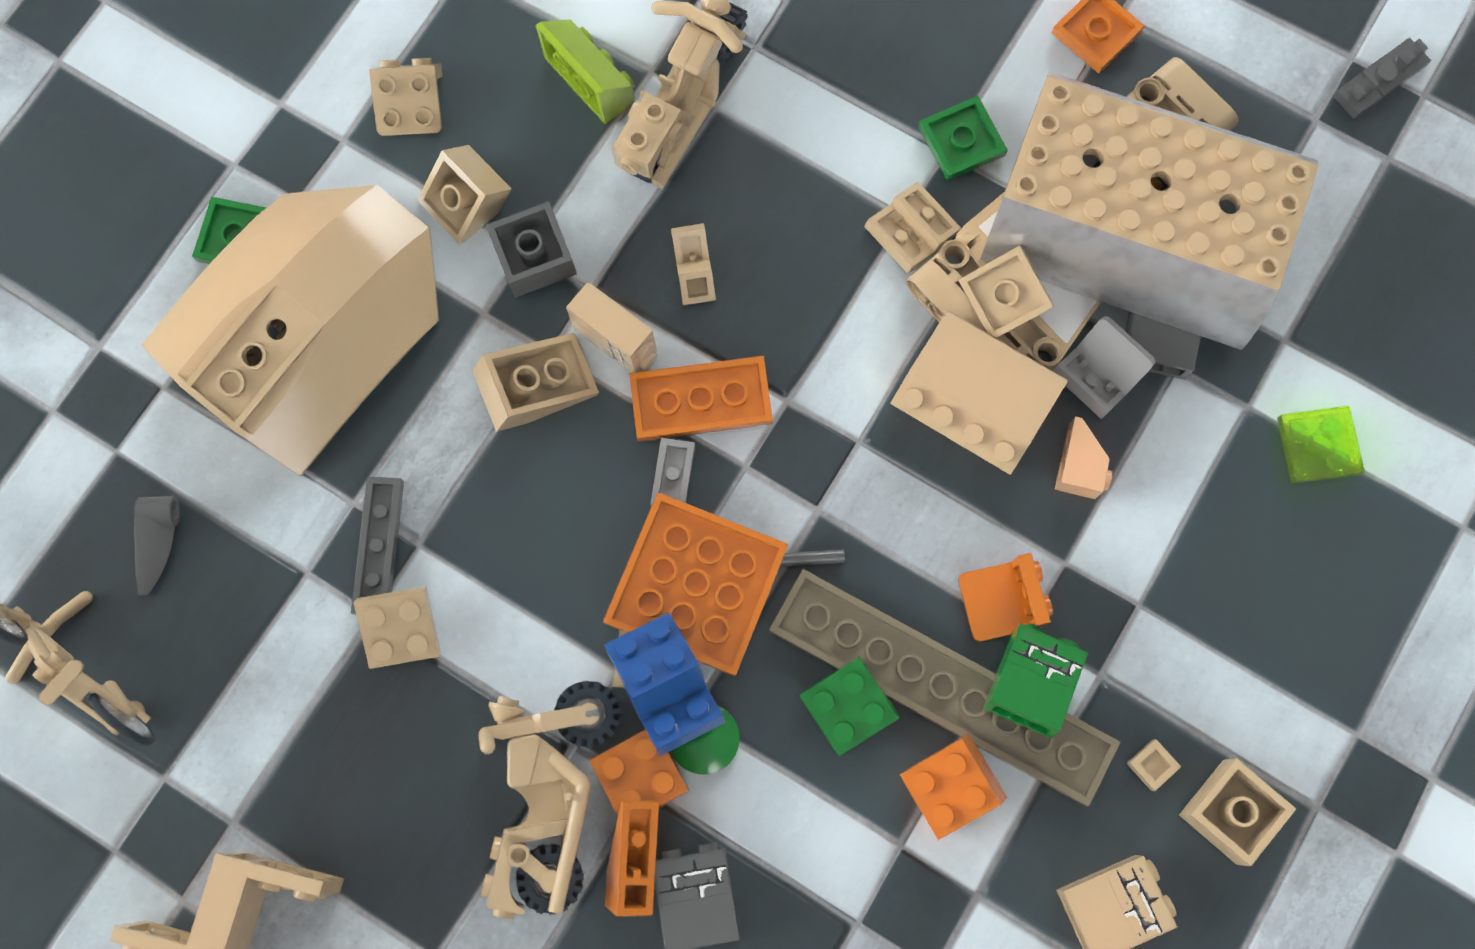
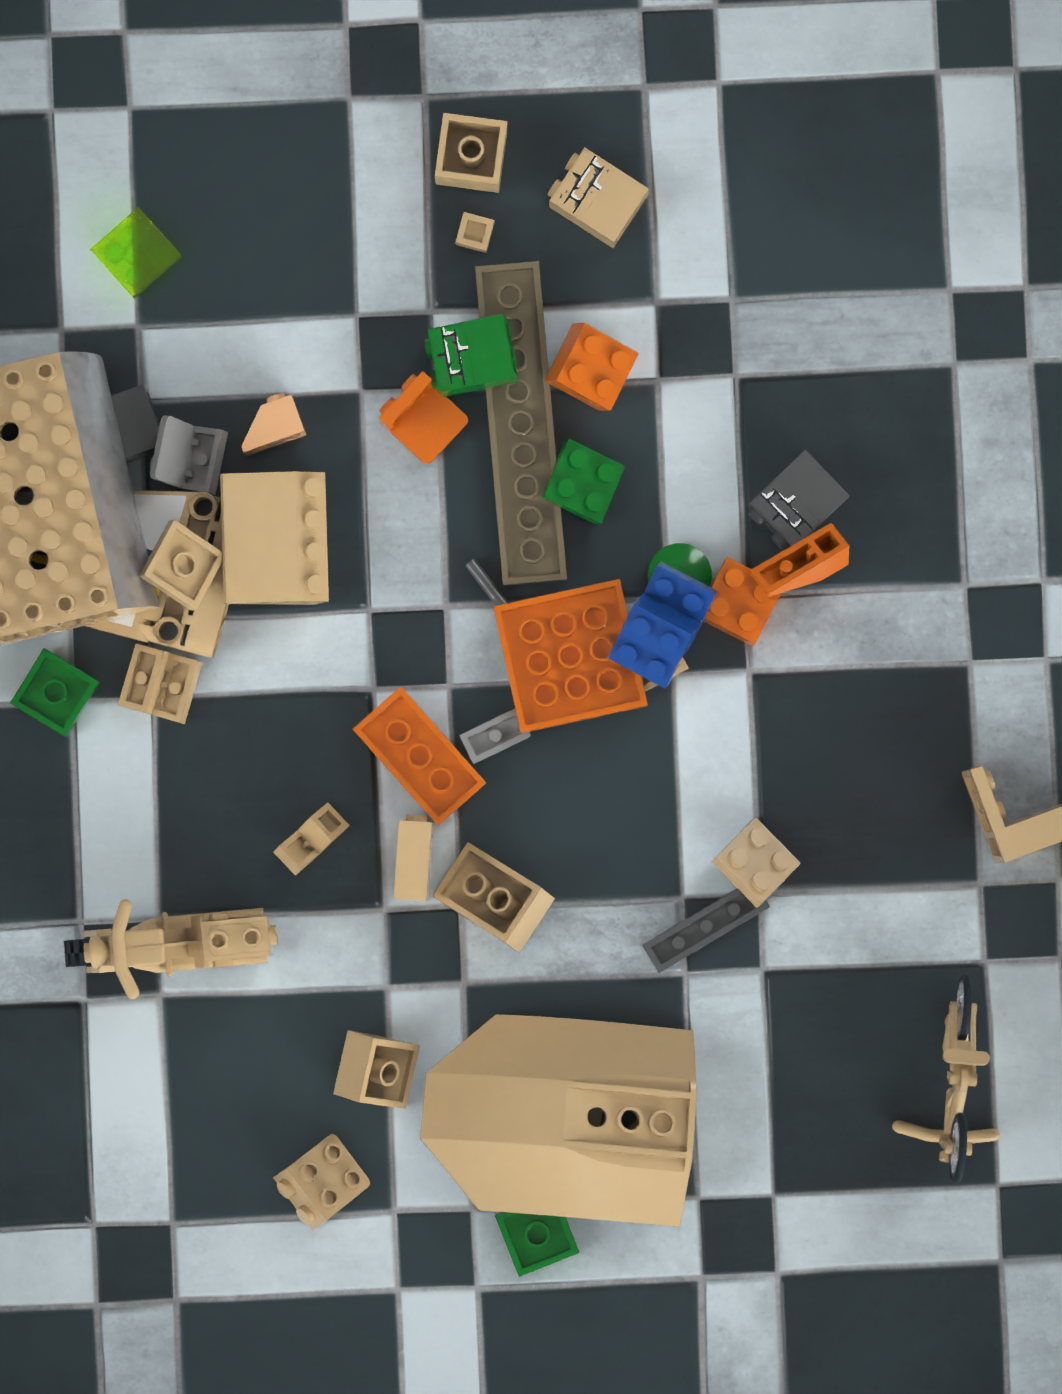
camera: 130 degrees left, 10 degrees up
(154, 532) = (817, 1105): dark grey piece -> none
(531, 249) = (388, 975): dark grey brick -> none
(555, 793) = (793, 655): tan piece -> none
(586, 68) = (199, 1043): lime slope -> none

